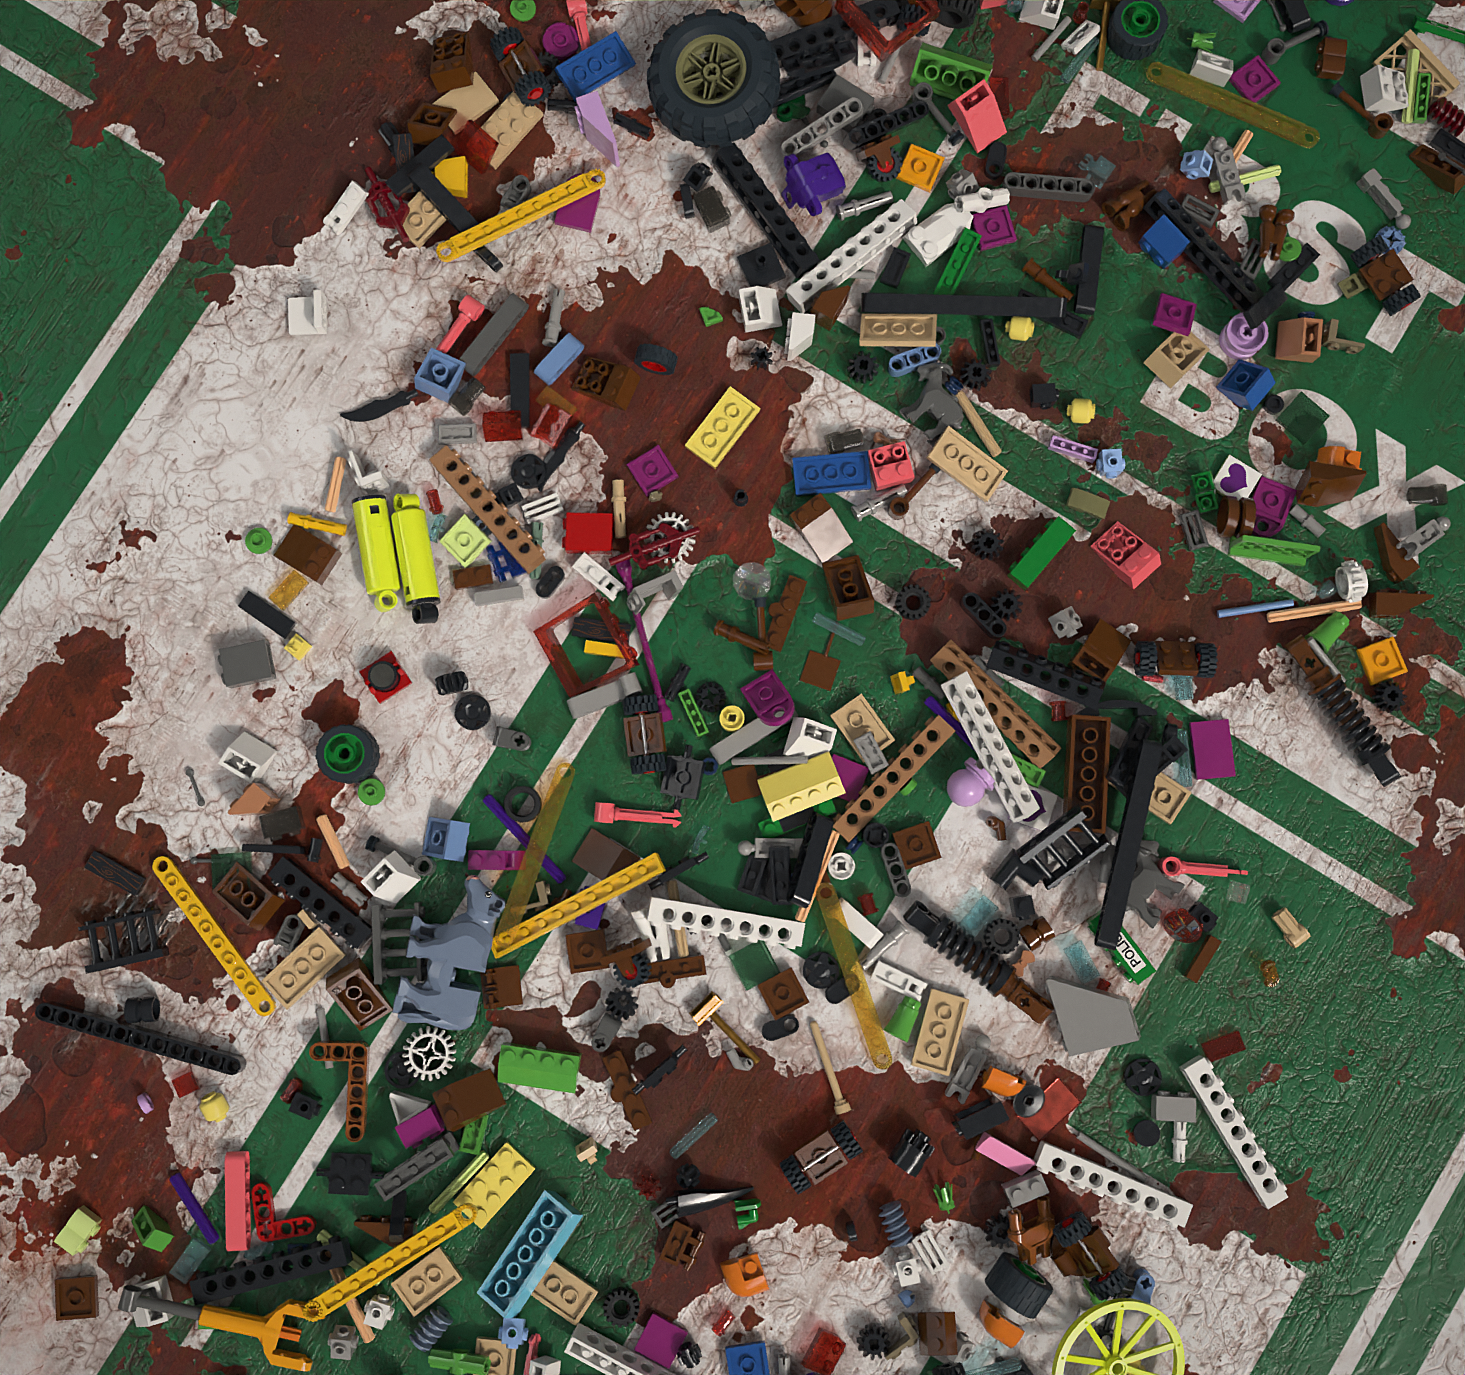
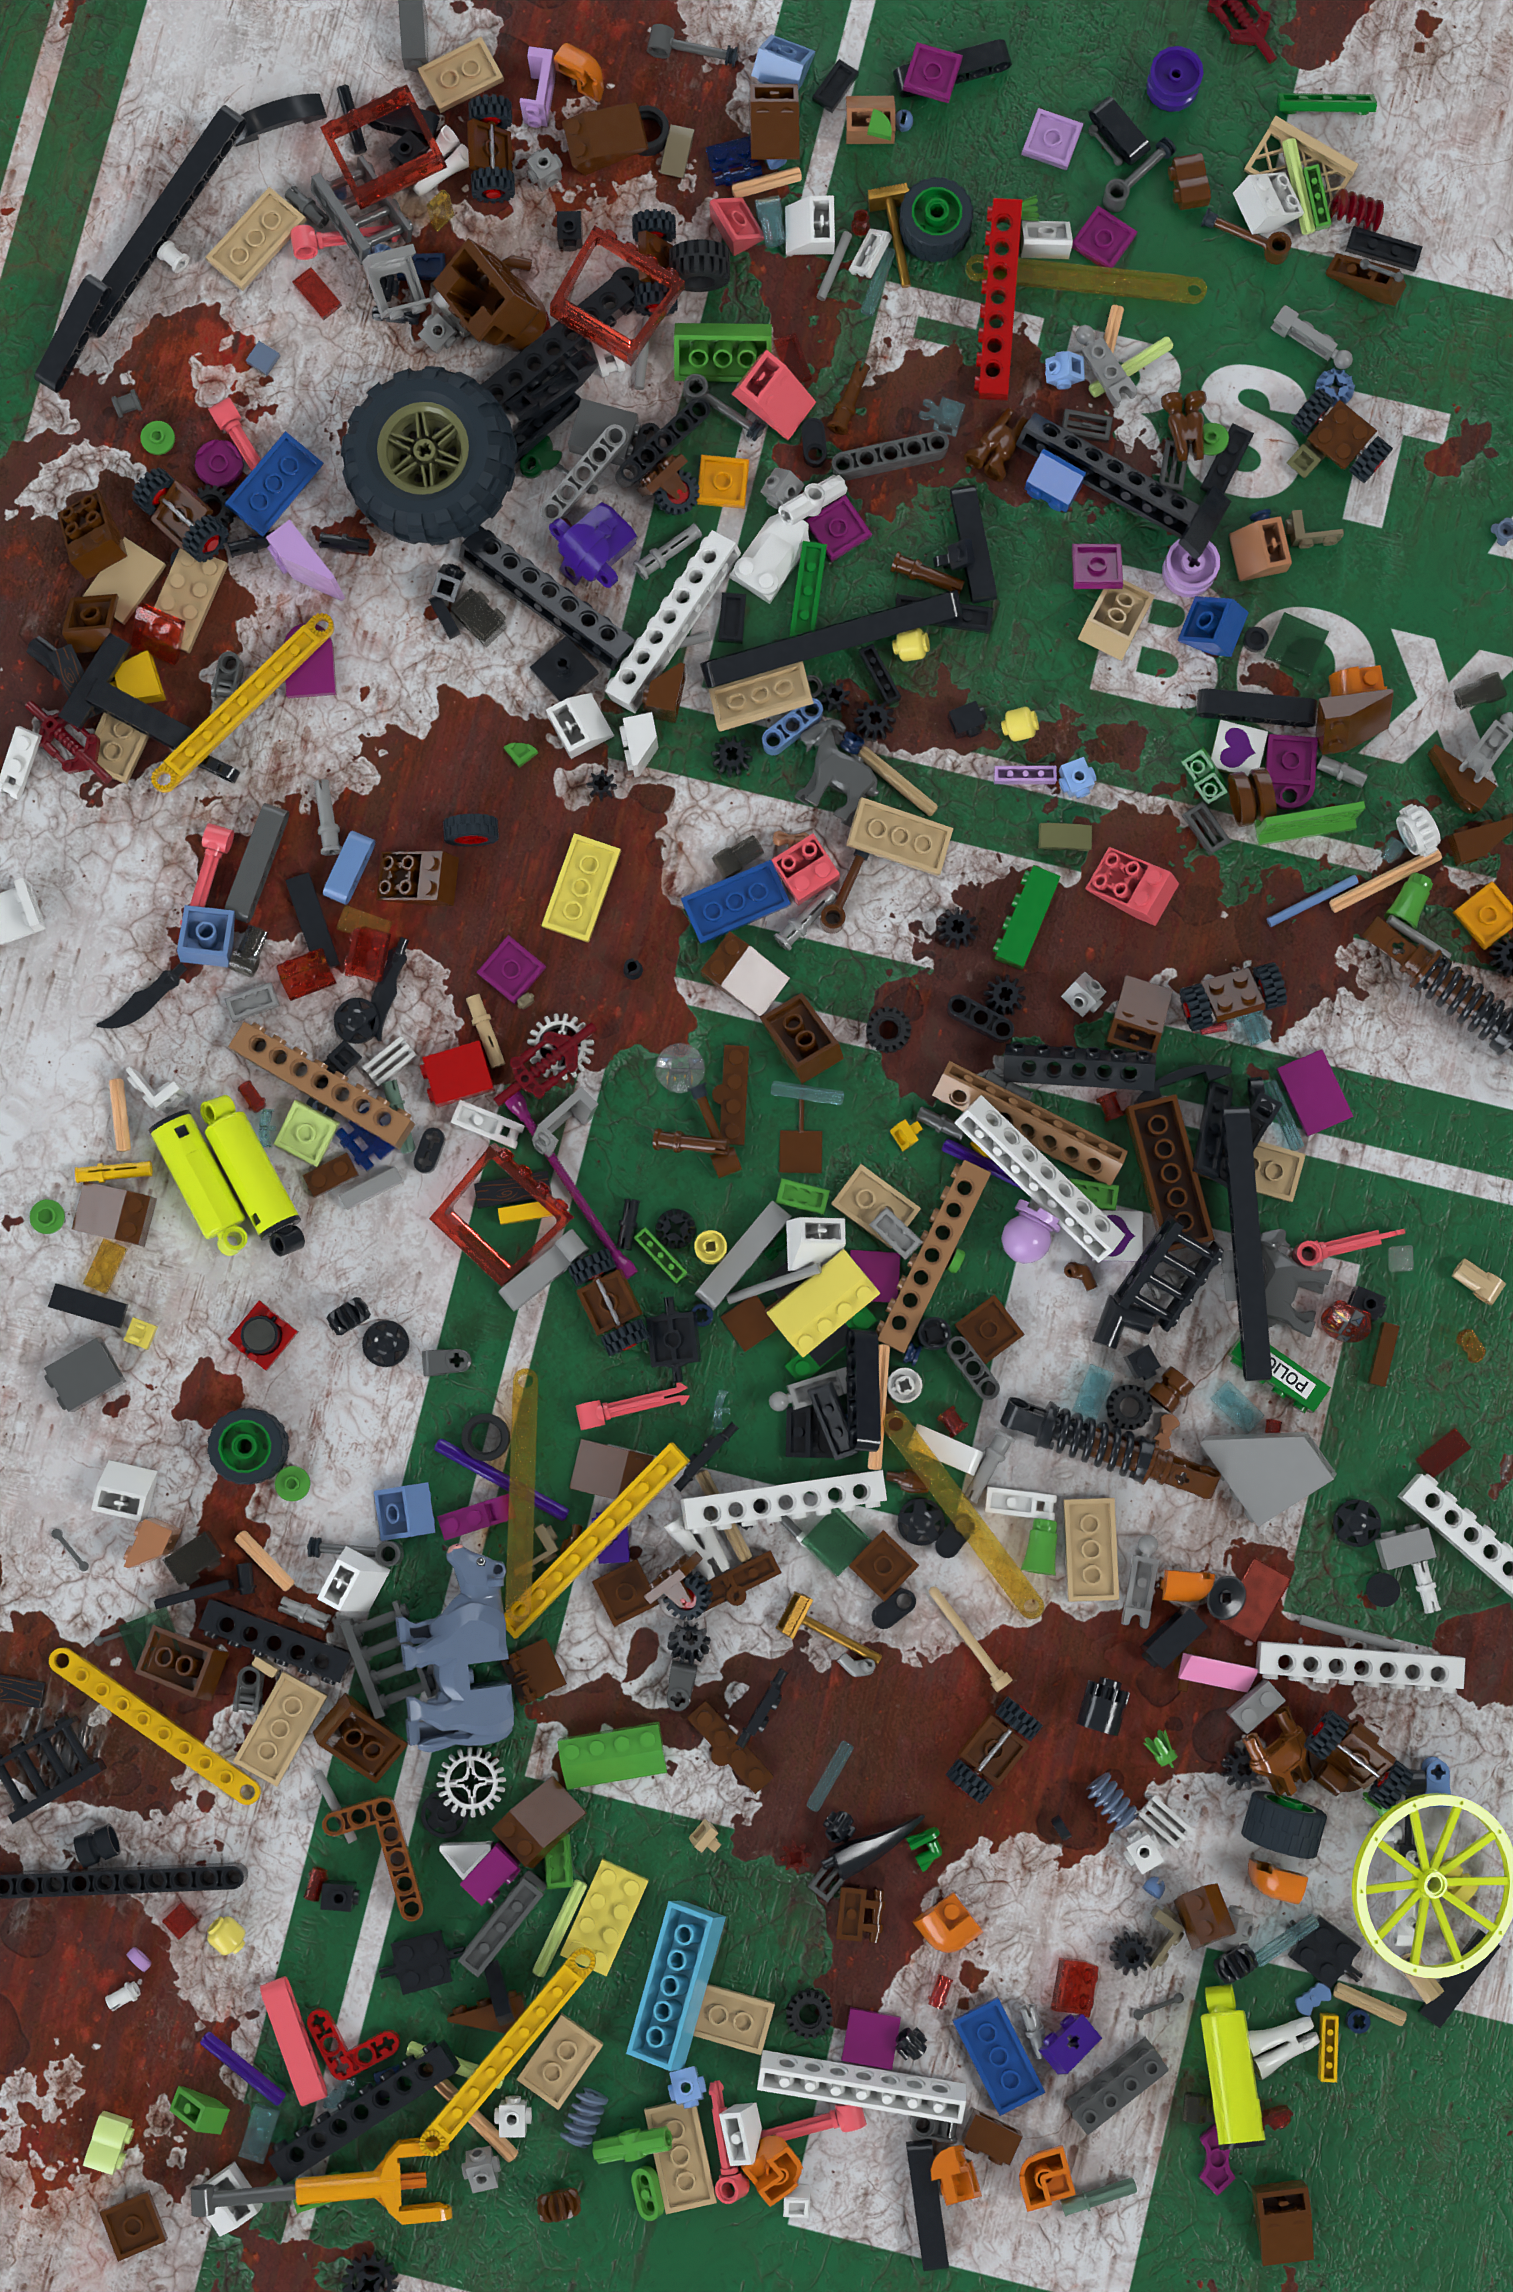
camera: 15 degrees left, 0 degrees up
(131, 1125) = (122, 1996): none -> white pin
(768, 697) = (746, 1207): magenta tile -> none
(811, 703) = (802, 1196): none -> bright green plate
(821, 937) = (908, 1481): none -> reddish brown piece
(948, 351) = (839, 692): none -> black gear
(1026, 142) = (845, 408): none -> reddish brown pin
(1188, 35) = (1008, 212): none -> red brick
(1259, 454) = (1256, 708): none -> black beam

